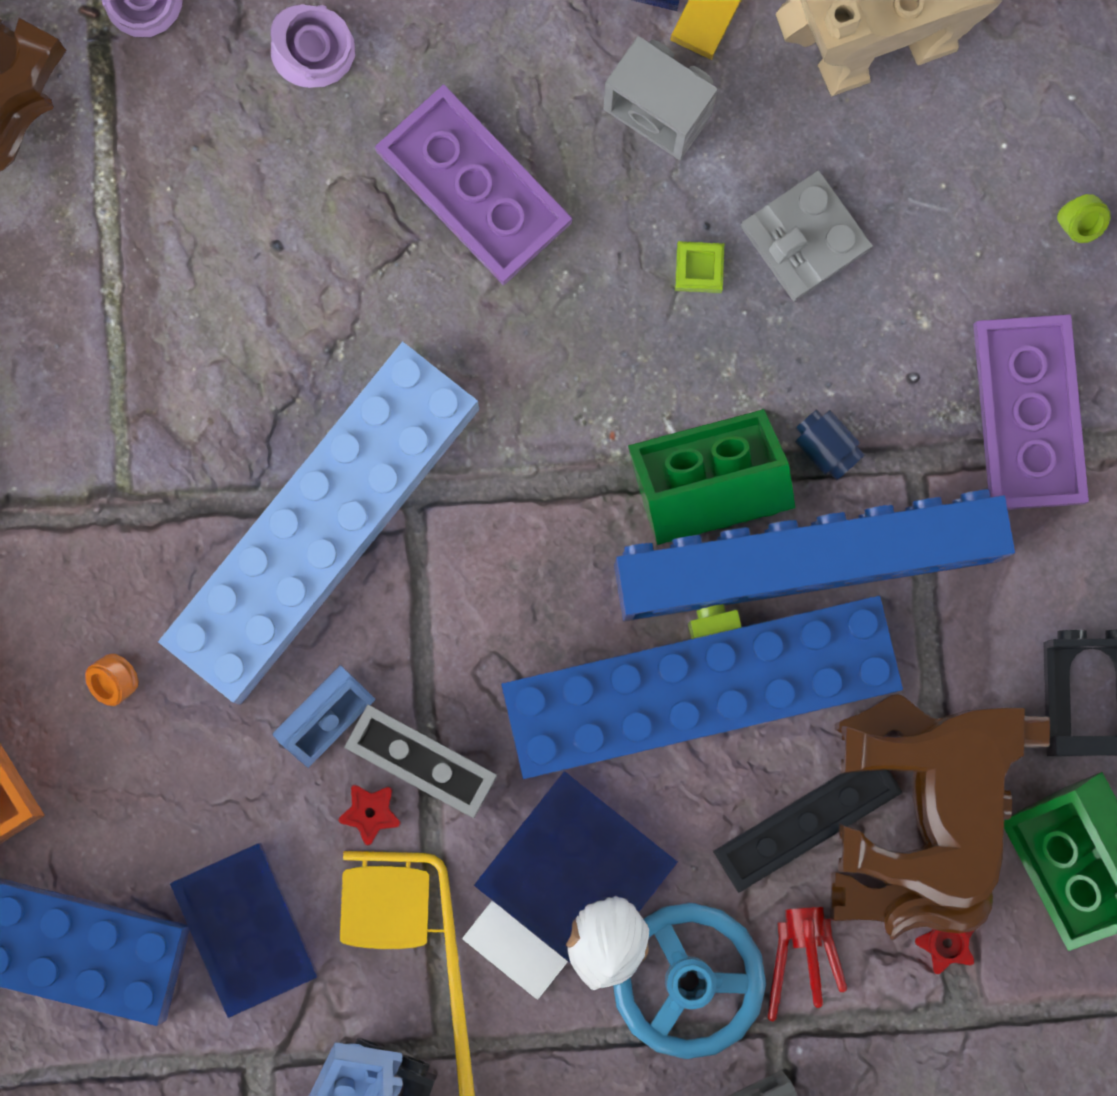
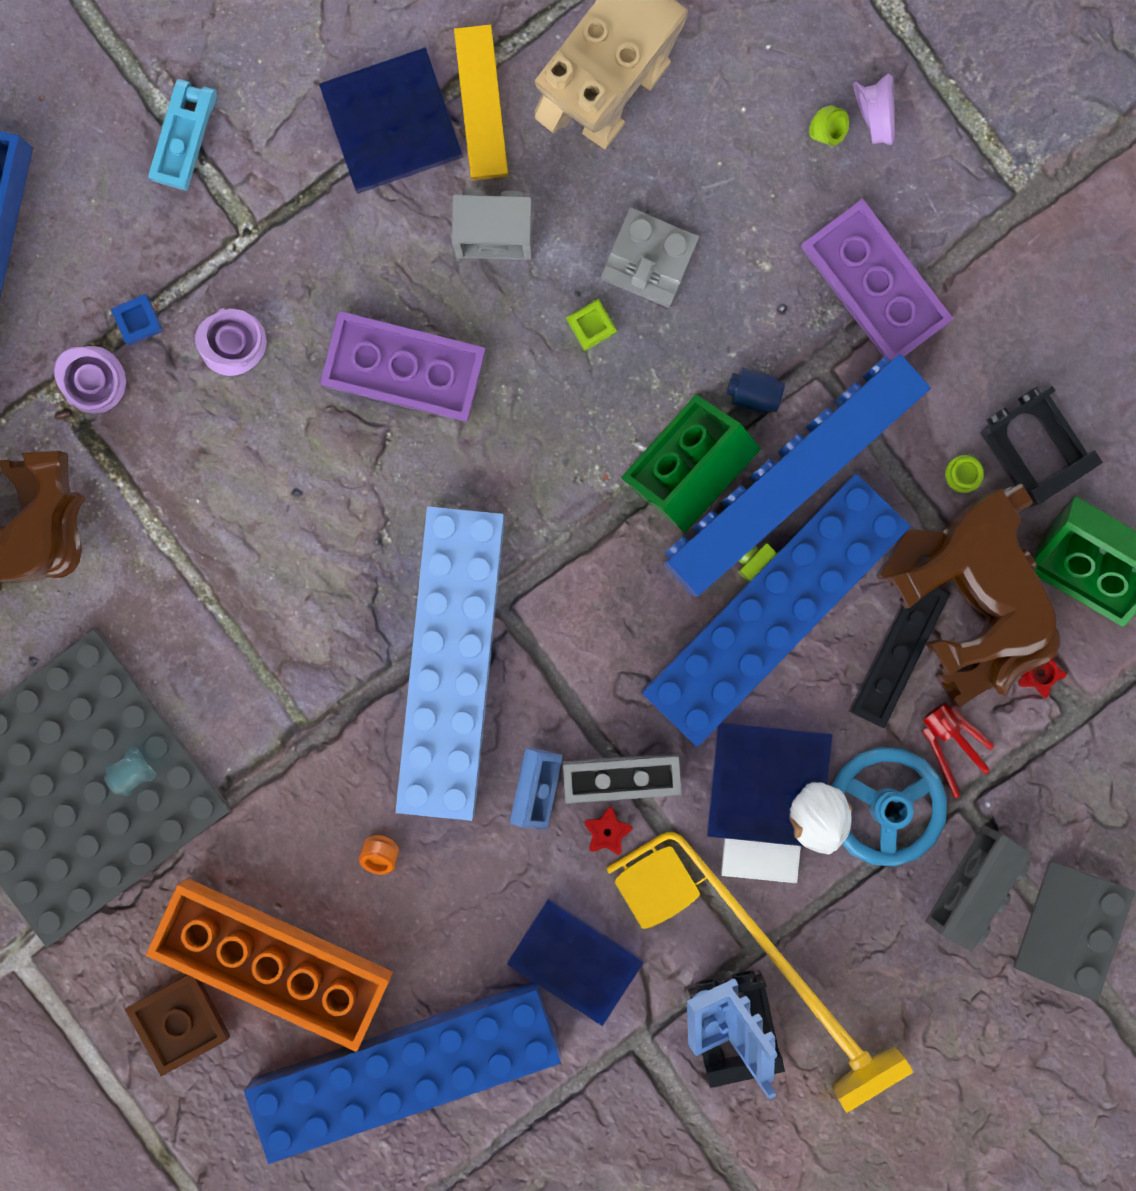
camera: 30 degrees left, 5 degrees up
(997, 675) = (964, 474): none -> lime plate

